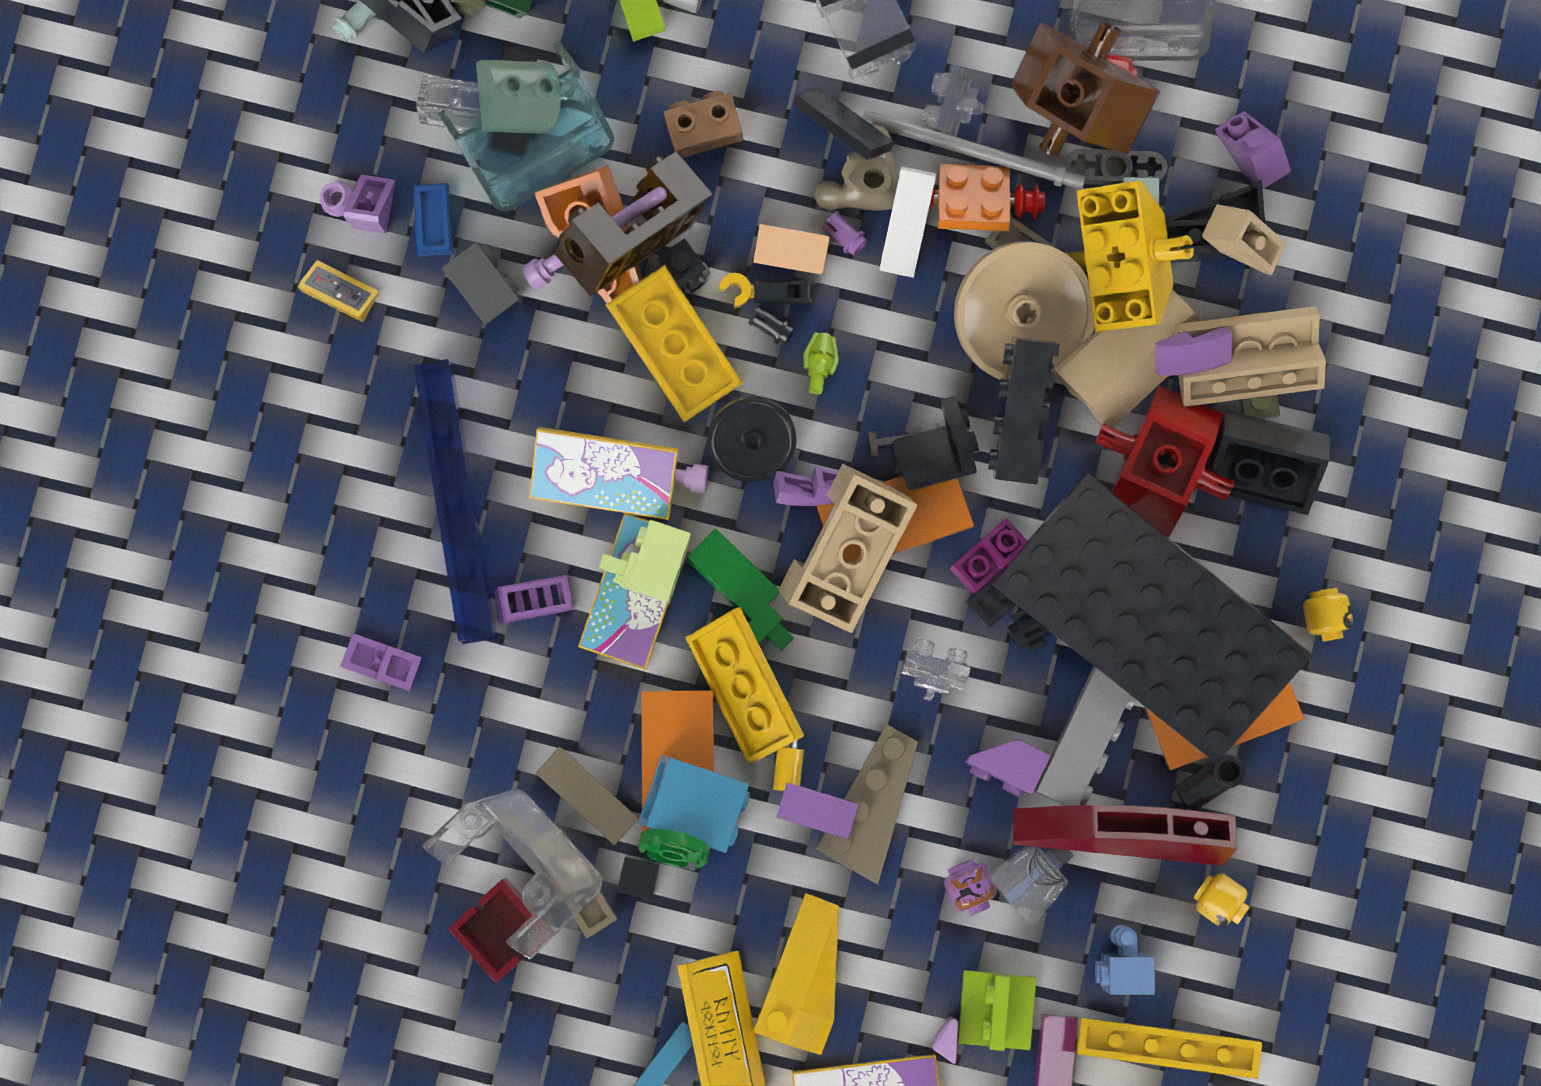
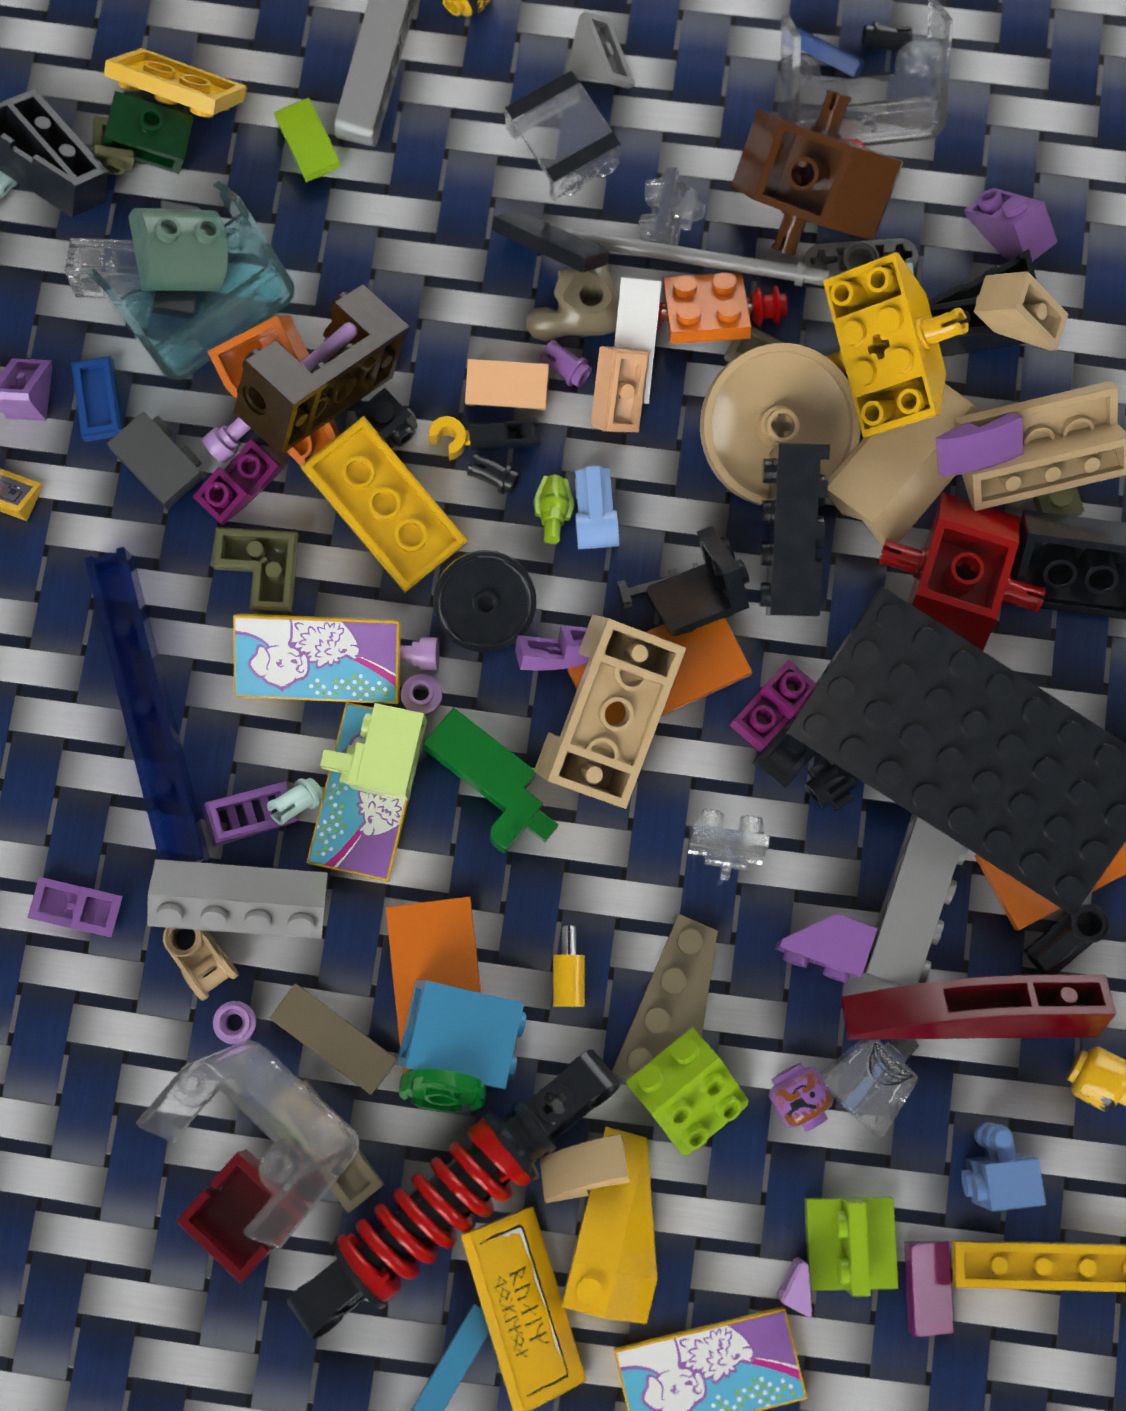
camera: 10 degrees left, 5 degrees down
(482, 717) = (199, 961): none -> tan piece
(495, 768) = (222, 1017): none -> lavender plate
(520, 671) = (237, 899): none -> light grey brick
(549, 309) = (239, 483): none -> magenta slope
(570, 378) = (271, 559): none -> olive brick
(580, 589) = (302, 796): none -> light aqua pin
(638, 878) = (404, 1131): black tile -> none
(689, 524) = (425, 706): none -> lavender plate
(703, 124) = (394, 260): medium nougat brick -> none
(714, 905) = (499, 1154): none -> piece
(744, 686) = (506, 887): yellow tile -> none
(783, 923) = (583, 1167): none -> tan slope
(817, 810) = (609, 1025): medium lavender slope -> none
(855, 376) = (595, 517): none -> light blue piece
(877, 872) = (688, 1092): none -> lime bracket
(888, 263) = (619, 389): none -> light nougat slope

